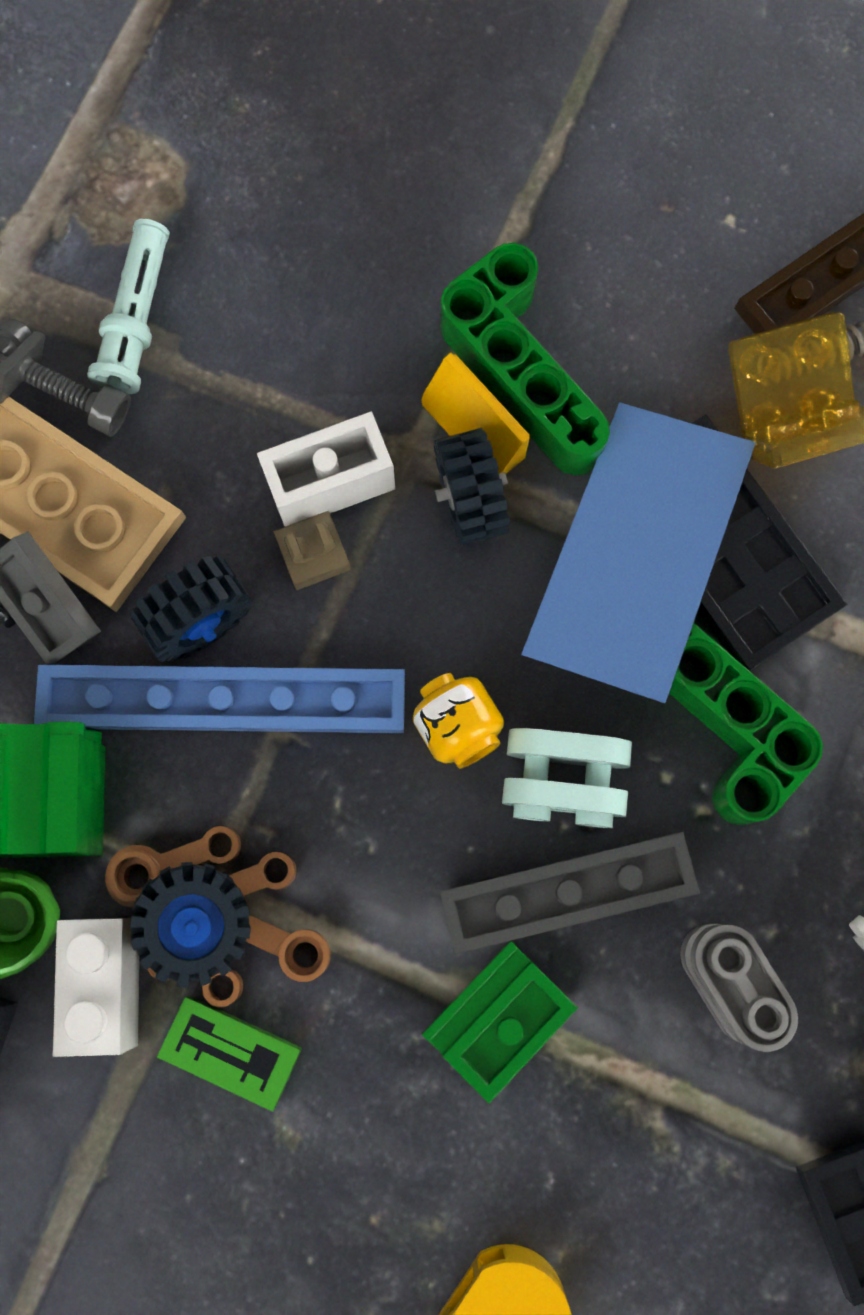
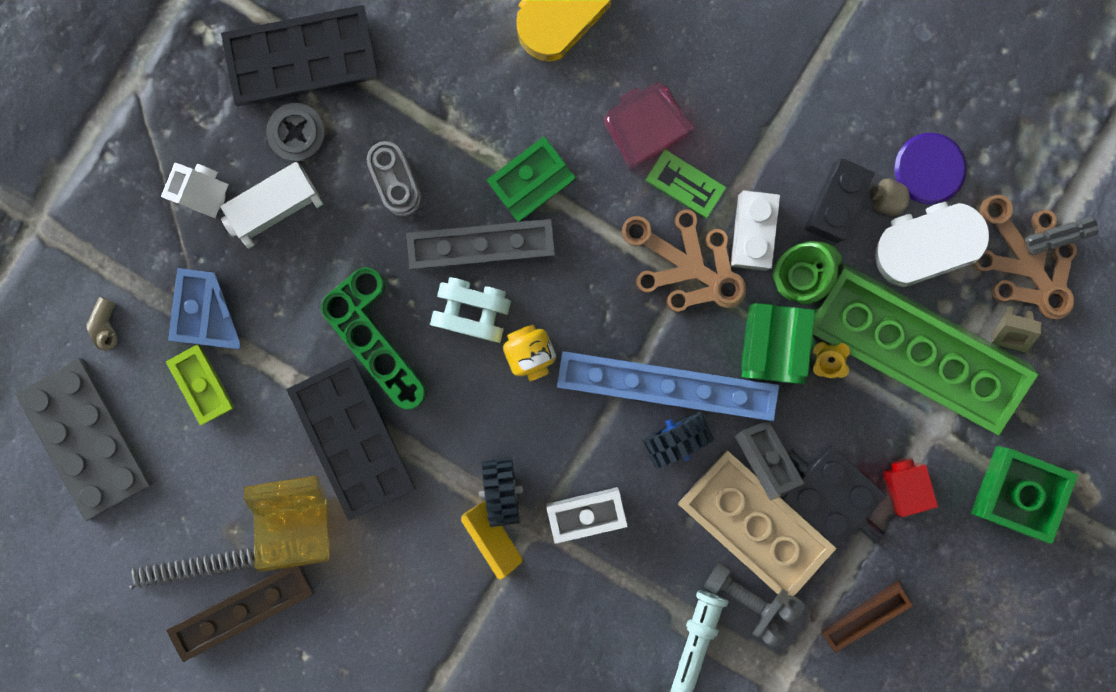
camera: 170 degrees left, 10 degrees up
(190, 924) = (697, 256): black wheel -> none
(309, 1155) = (646, 123): none -> clear pink torso
(312, 550) = (602, 471): dark tan tile -> none
(533, 369) = (450, 567): green beam -> none
(640, 552) = (404, 439): medium blue sticker -> none

